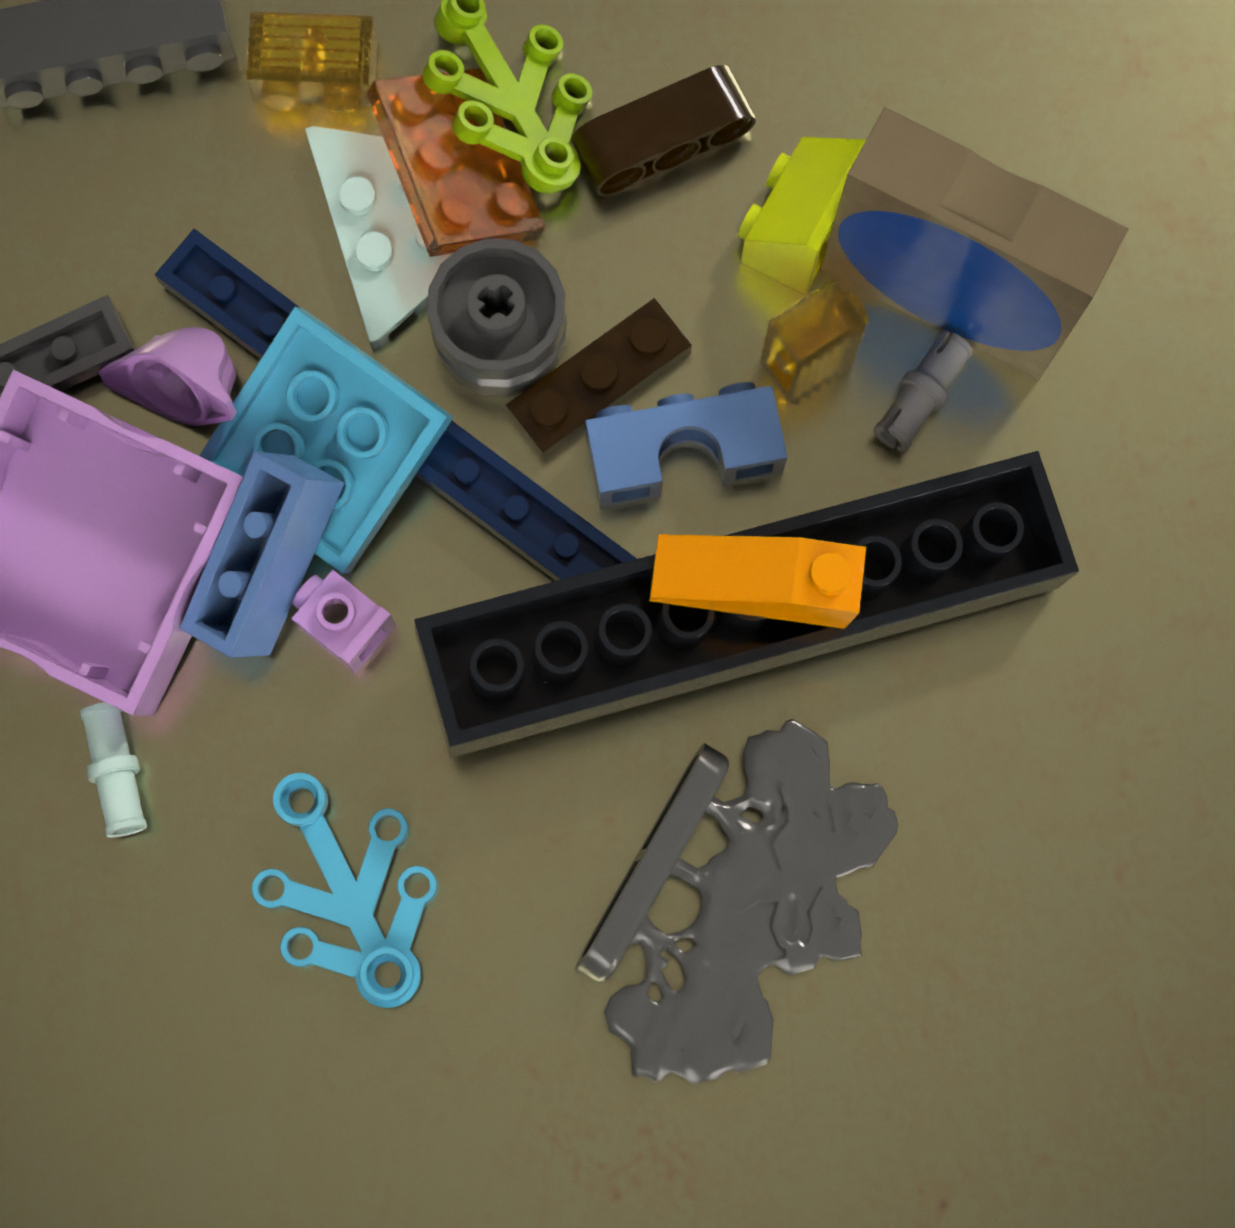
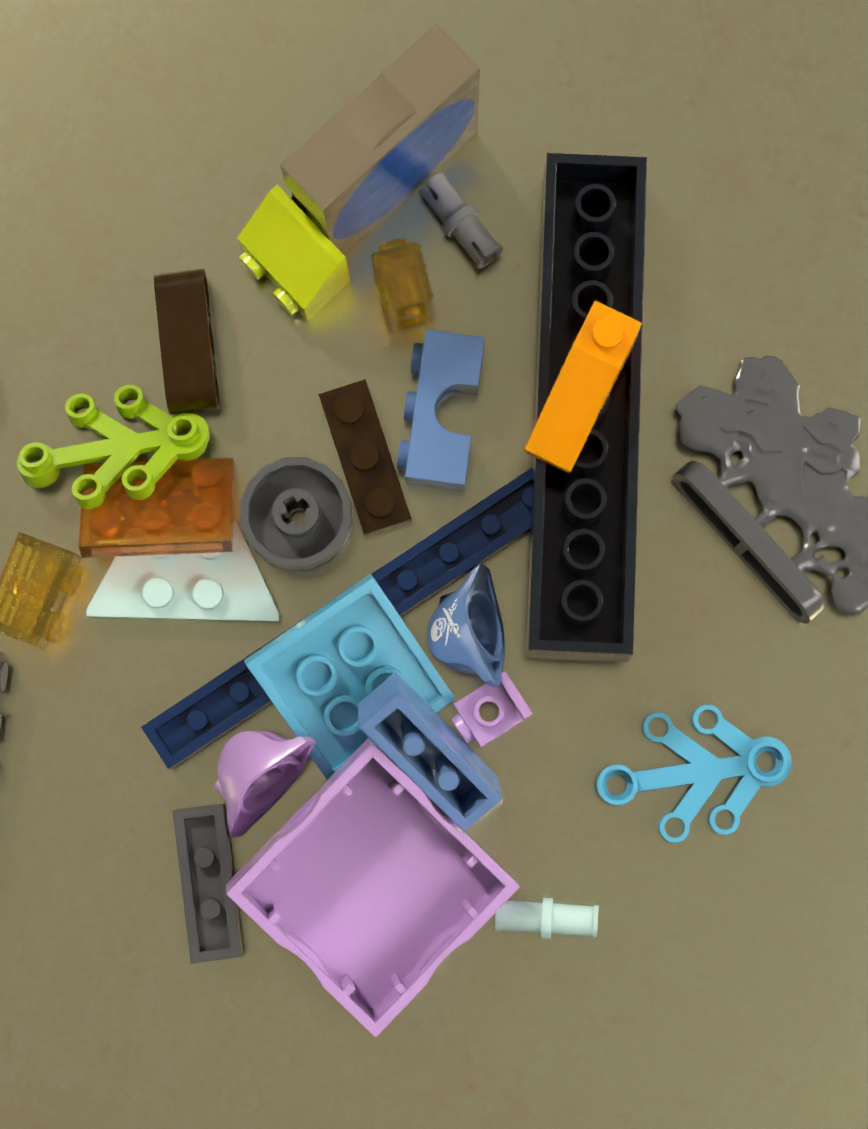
camera: 65 degrees left, 5 degrees up
(432, 563) = (469, 628): none -> medium blue hat

